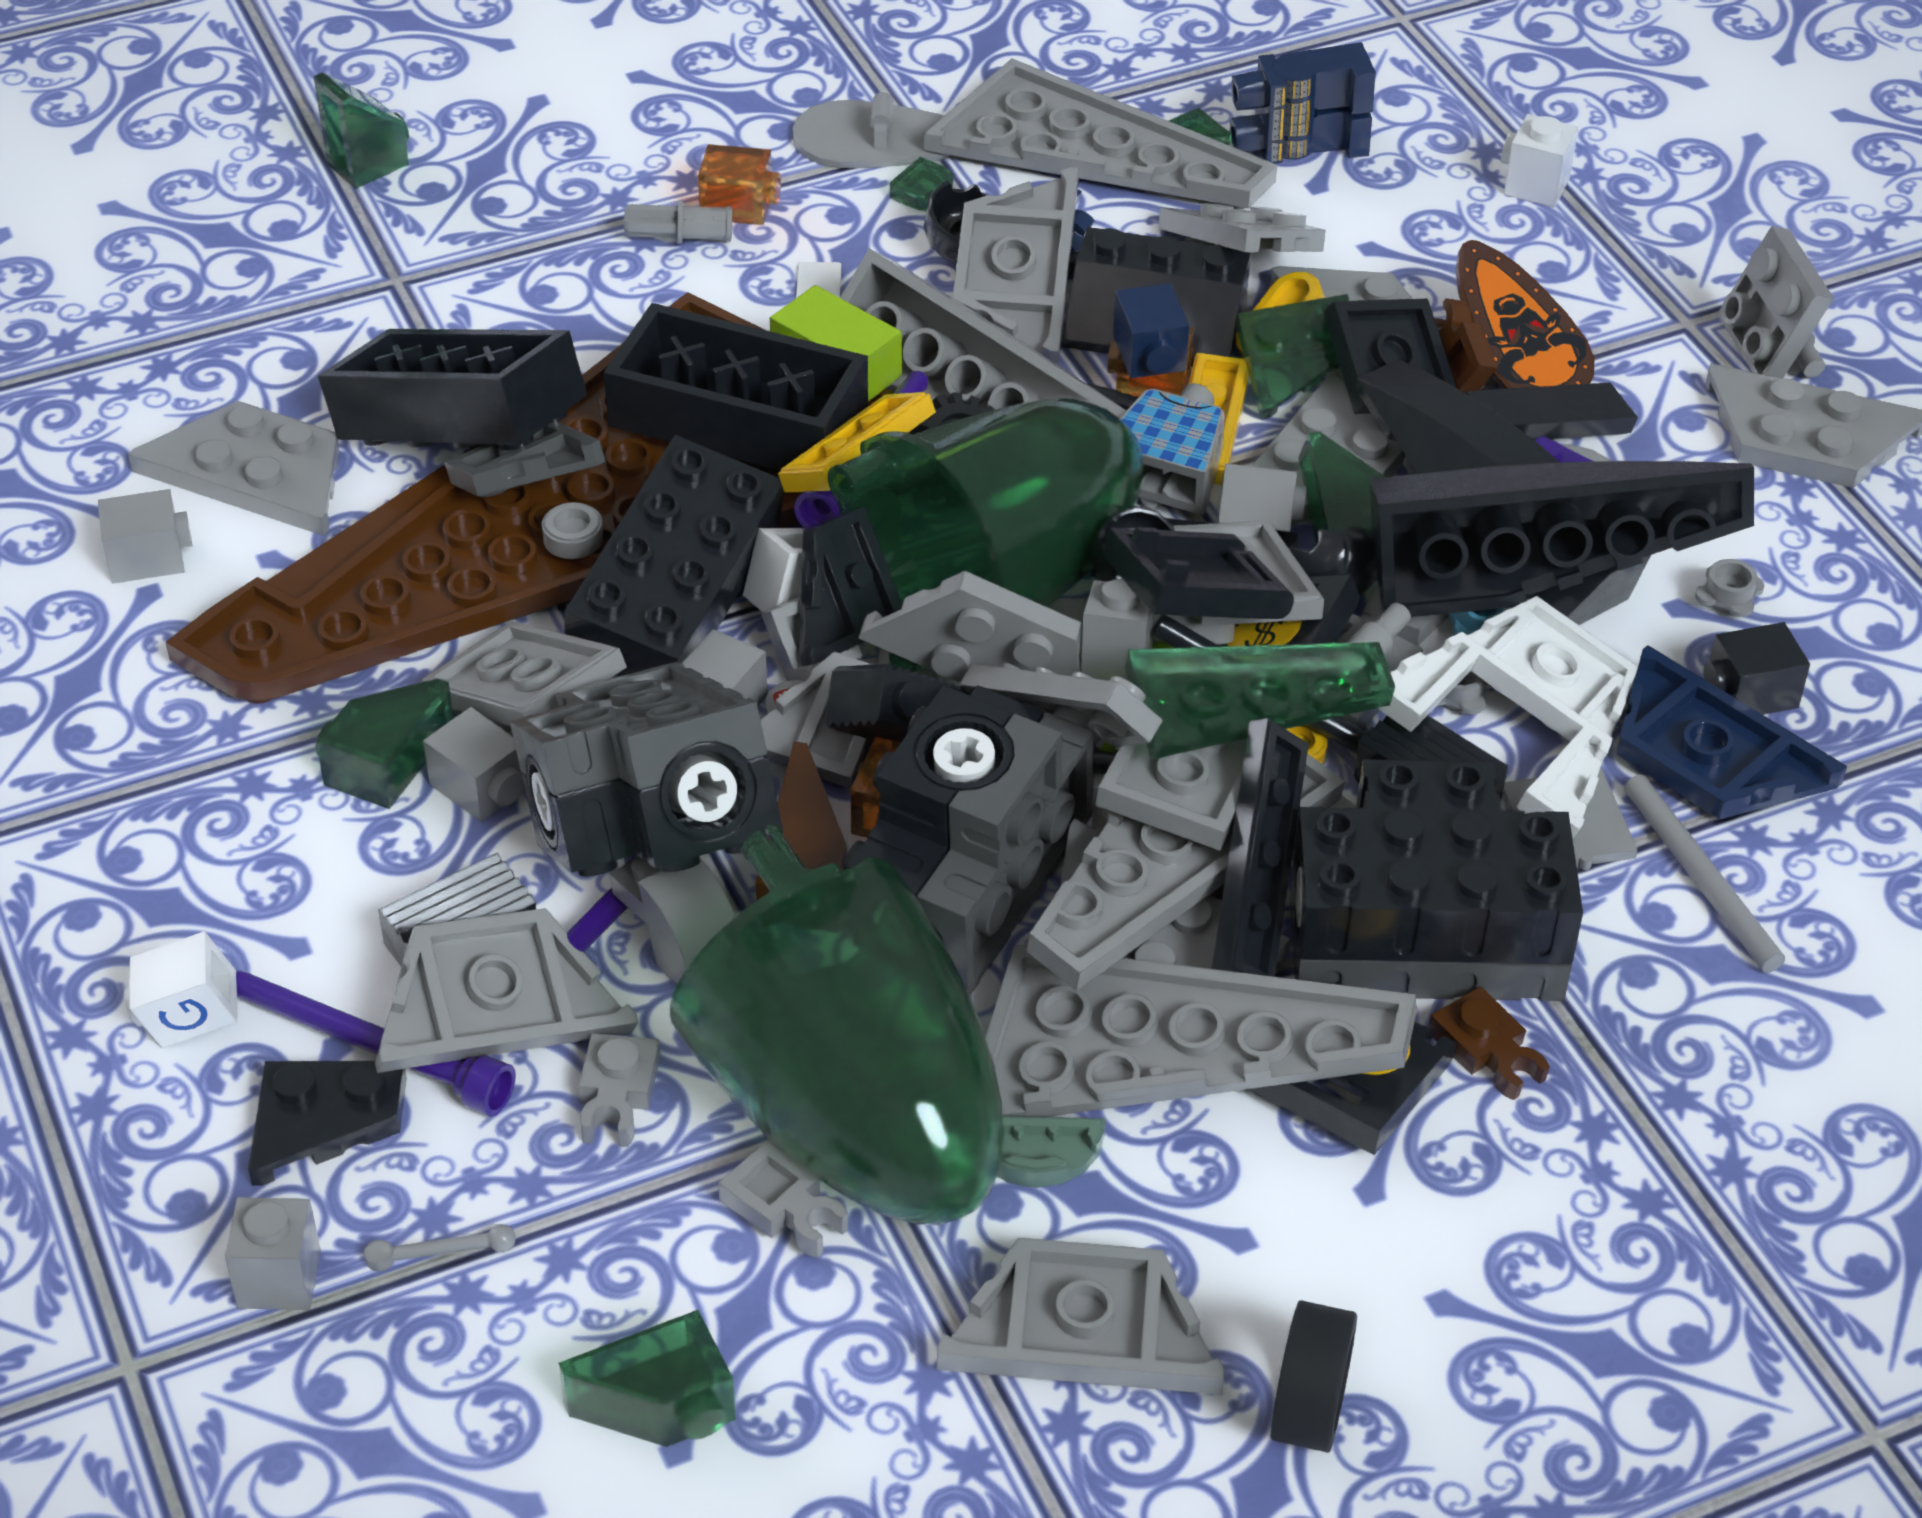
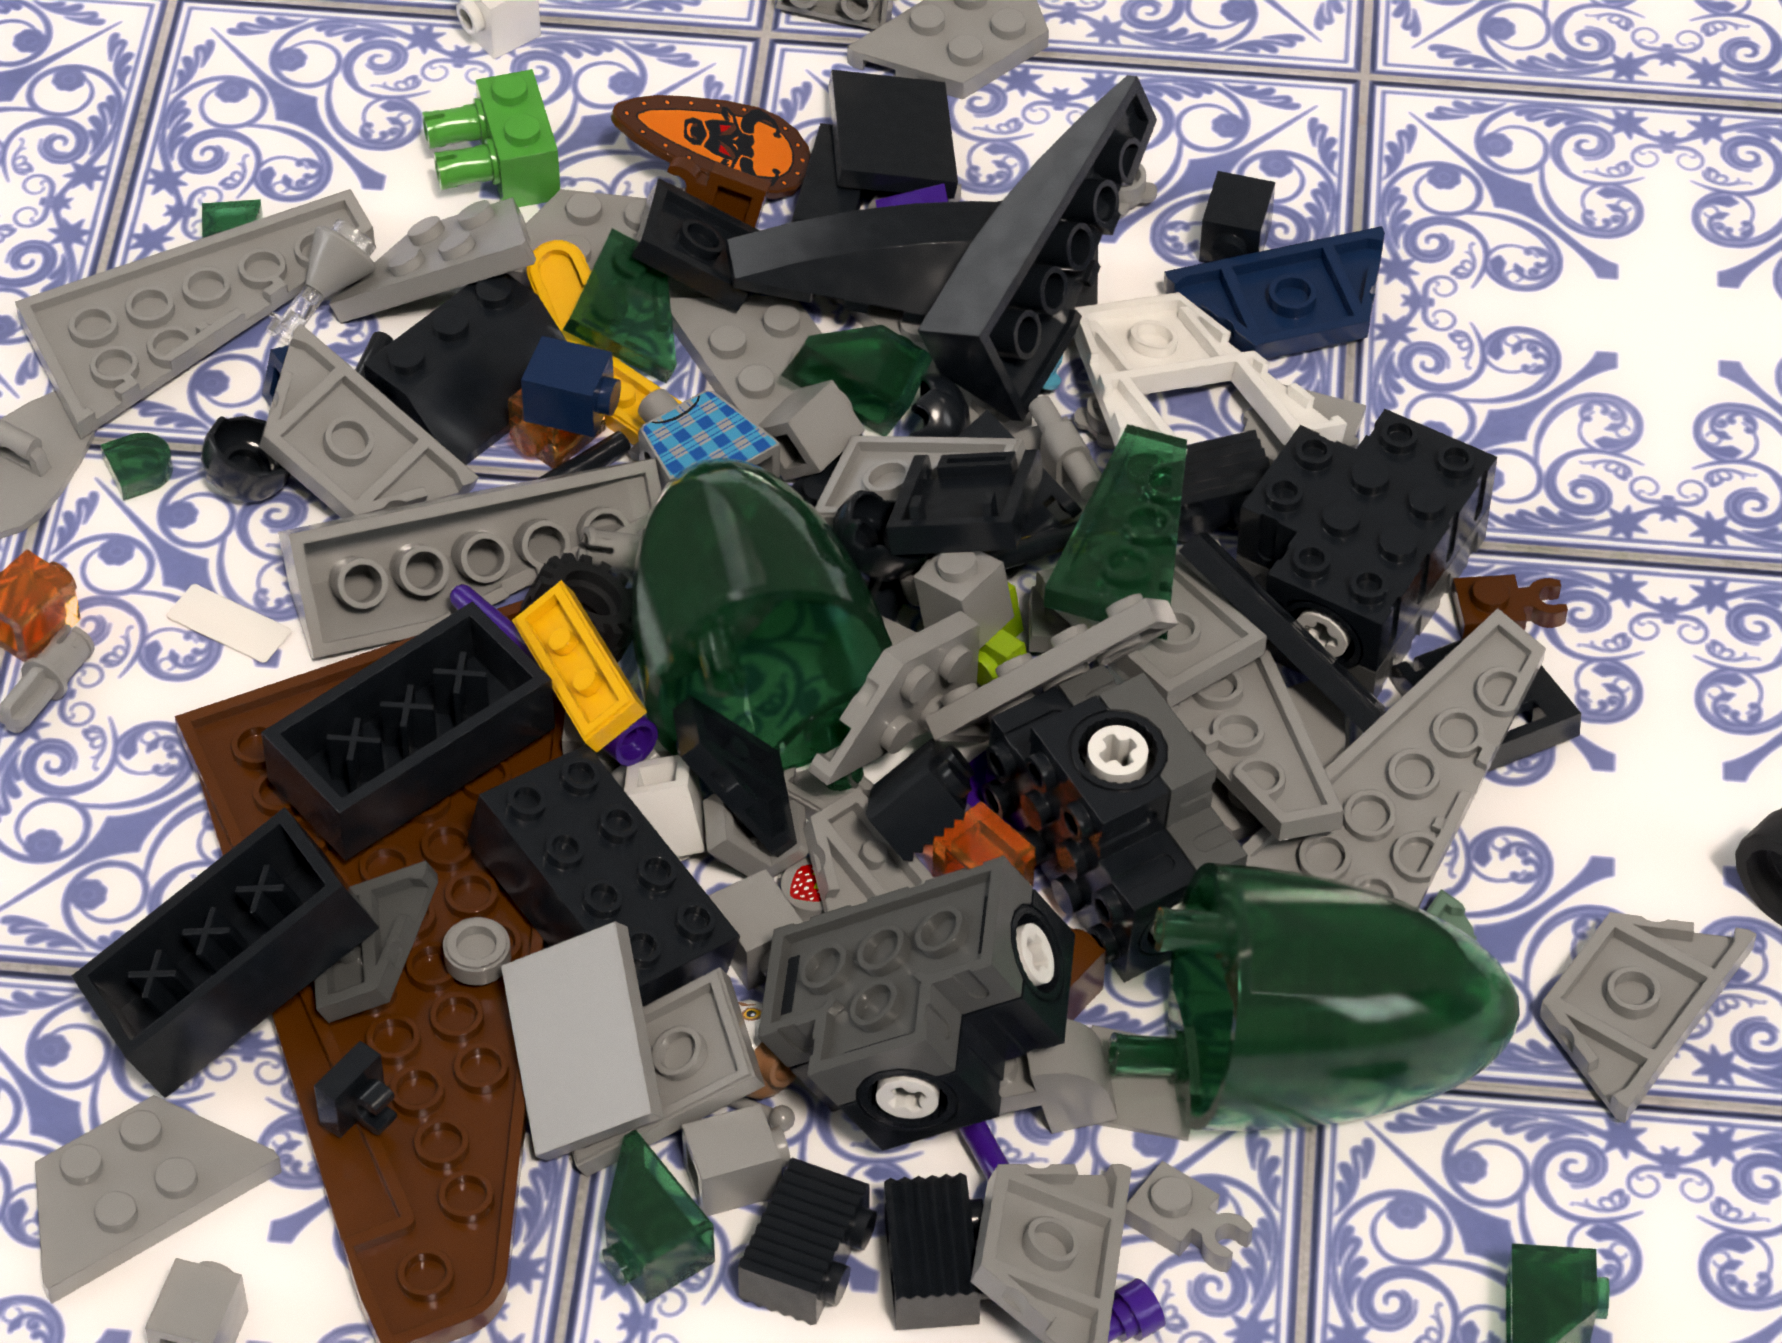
camera: 60 degrees left, 5 degrees up
(379, 512) = (354, 1093): none -> black tile
(418, 837) = (805, 1241): none -> black brick
(506, 611) = (581, 1041): none -> light grey tile
(779, 1193) = (1390, 1151): light grey plate -> none
(837, 323) = (374, 619): lime brick -> none
(1186, 180) = (336, 260): none -> piece
(1306, 104) = (299, 115): dark blue hips -> none
(1410, 221) = (514, 136): none -> bright green brick
(1632, 415) = (891, 133): none -> black tile
(1704, 874) = (1415, 378): light grey bar -> none

